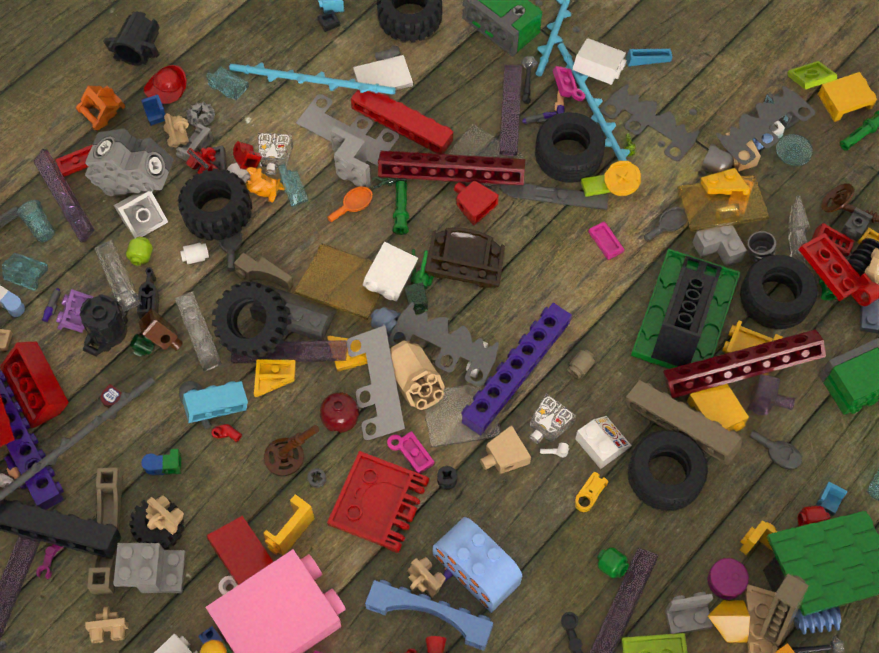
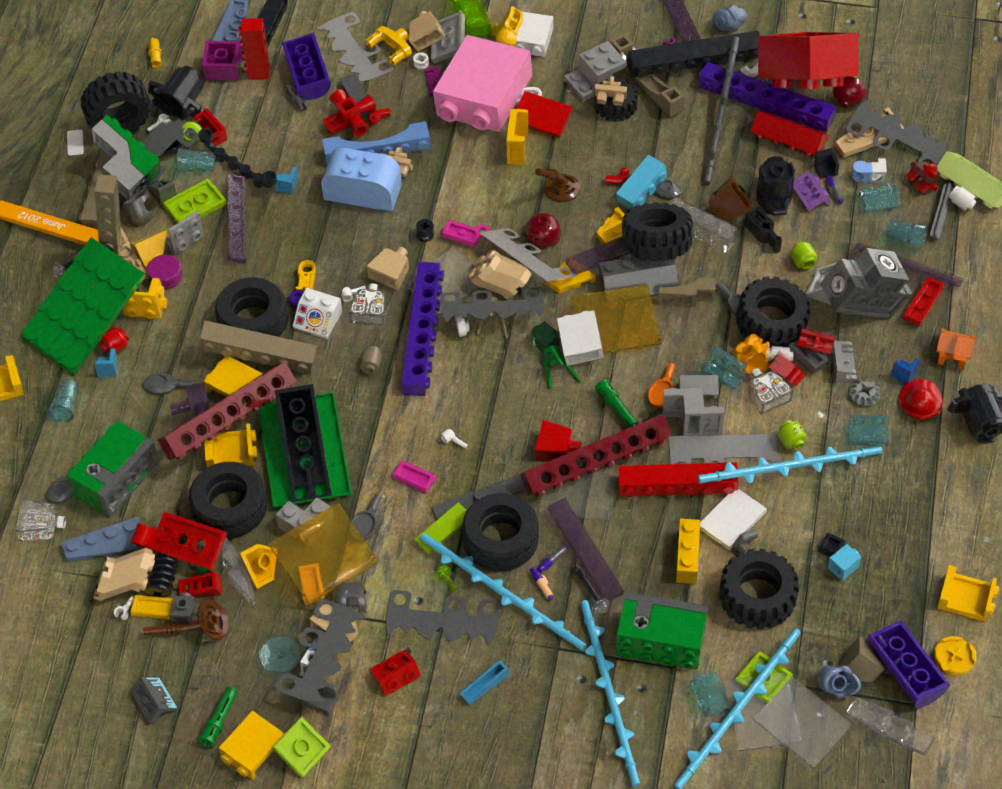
camera: 150 degrees right, 10 degrees down
(34, 331) = (826, 163): none -> black panel
(107, 623) = (598, 33): tan hips -> none
(110, 396) = (726, 157): tile -> none
(117, 276) = (797, 219): clear brick -> none
(163, 463) = (645, 134): leg -> none
(176, 128) = (868, 359): tan hips -> none
(194, 253) = (758, 273): white brick -> none
(288, 105) = (792, 435): none -> lime head
(311, 481) = (525, 189): dark grey bush -> none
(325, 184) = (708, 383): none -> light grey hinge
(374, 500) = (466, 191): red hinge -> none
(388, 318) = (555, 303): sand blue head -> none
(437, 63) = (688, 551): none -> yellow brick
(465, 257) = (527, 389): dark brown slope -> none
(546, 625) = (287, 182): none -> dark azure panel
(555, 258) = (449, 435): none -> white hand
(566, 83) = (547, 598): dark pink hinge -> none
(599, 61) = (528, 637): white brick -> none
(611, 472) = (294, 298): none -> dark purple tile
(612, 562) = (260, 237): green head -> none
(622, 178) = (431, 527): yellow tile -> none
(712, 95) = (395, 672): none -> red bracket
(724, 183) = (329, 571): yellow wing -> none
(761, 245) = (263, 533): flat silver helmet -> none
(780, 228) = (259, 563): none -> yellow slope

